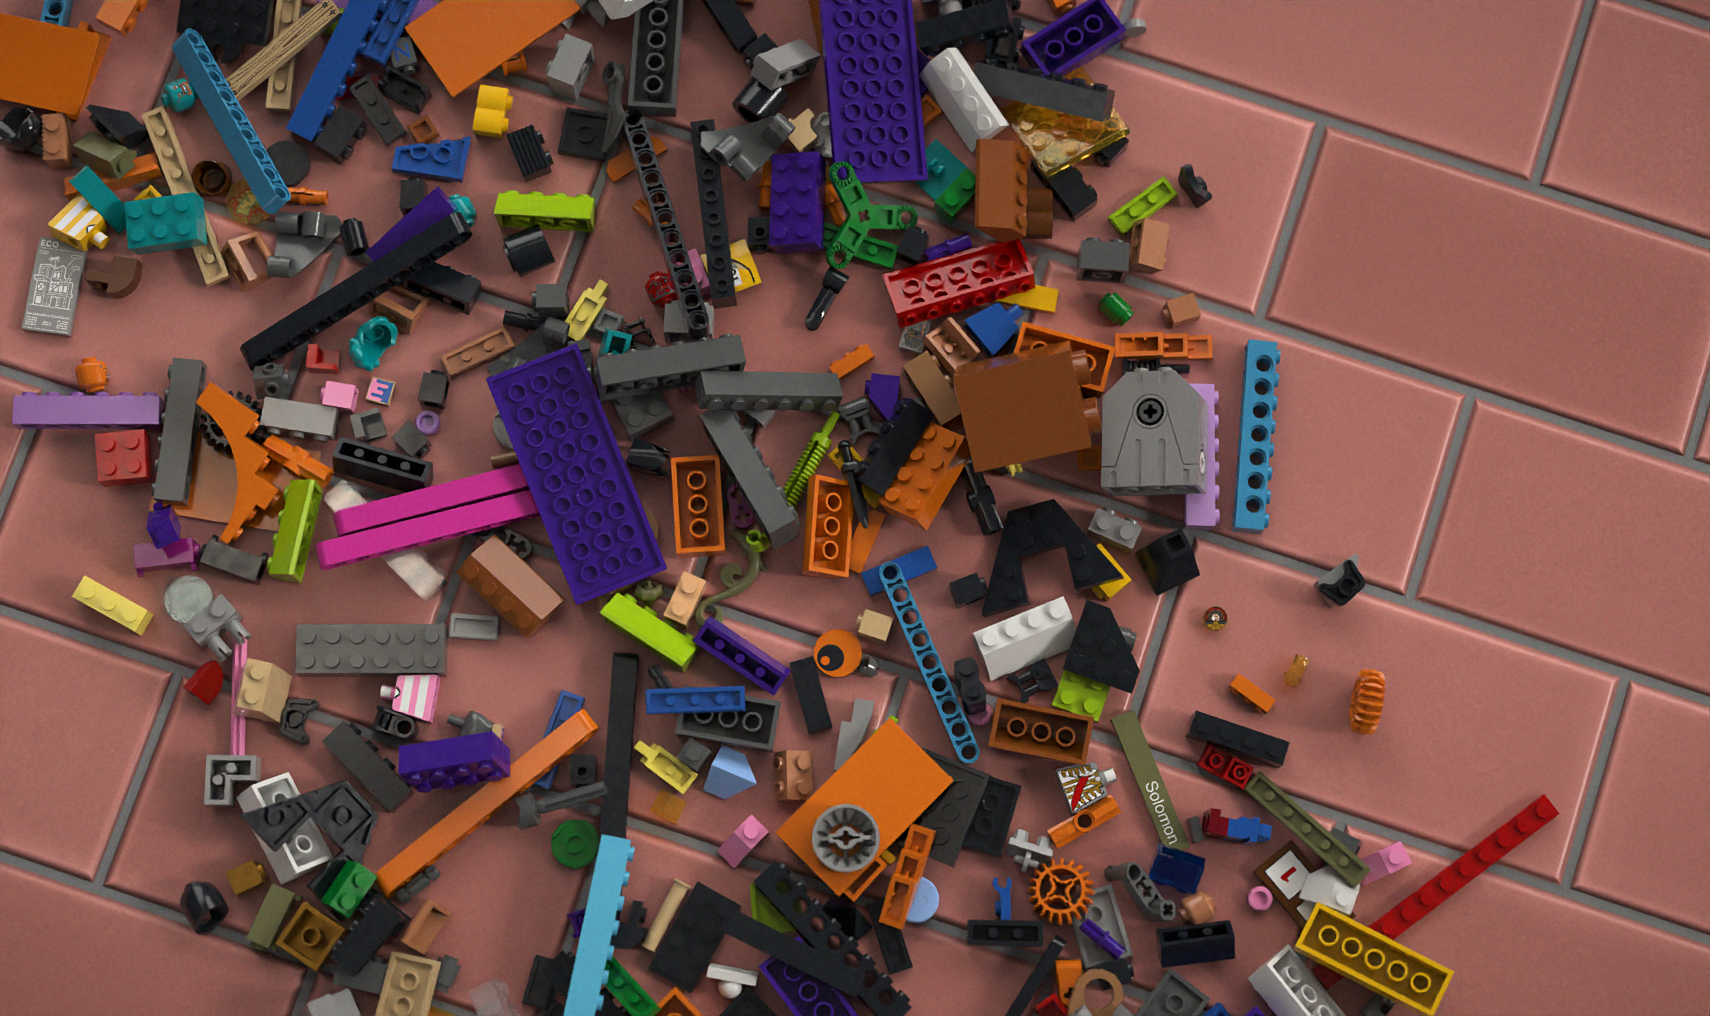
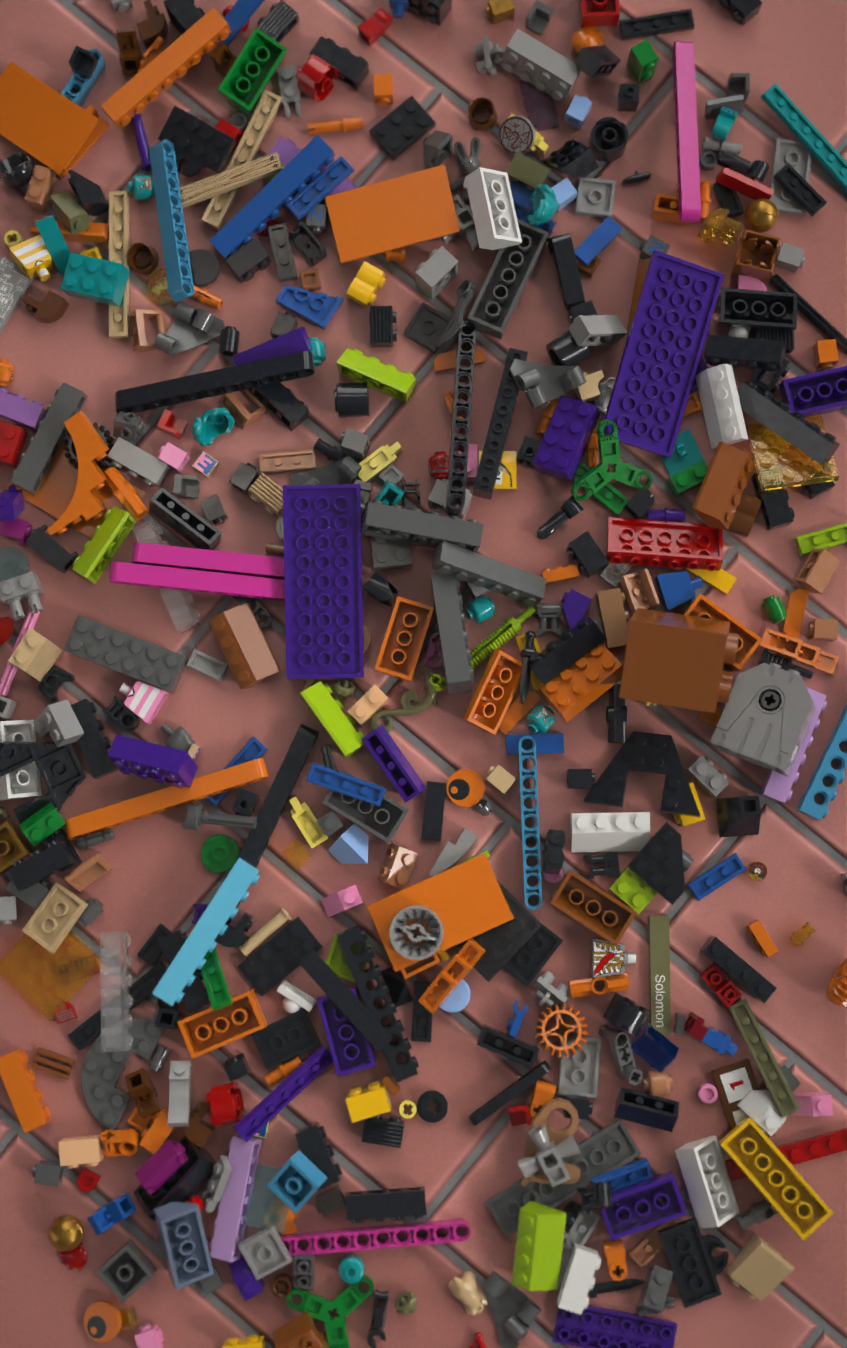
camera: 30 degrees right, 5 degrees up
(41, 207) = (12, 234): none -> light yellow bush
(159, 43) = (142, 142): none -> dark purple pin
(323, 760) = (60, 723): none -> light grey brick
(427, 423) = (230, 500): medium lavender tile -> none
(470, 398) = (268, 493): none -> tan brick
(773, 437) = (480, 609): none -> teal head
(874, 327) = (587, 554): none -> black brick
(894, 538) = (540, 719): none -> teal head
(1102, 939) = (578, 1078): dark purple axle -> none
(1103, 260) = (779, 569): dark grey brick -> none
(1128, 841) = (626, 1014): none -> black brick
(1142, 303) = (795, 612): none -> orange piece
(1171, 643) = (716, 876): none -> blue tile

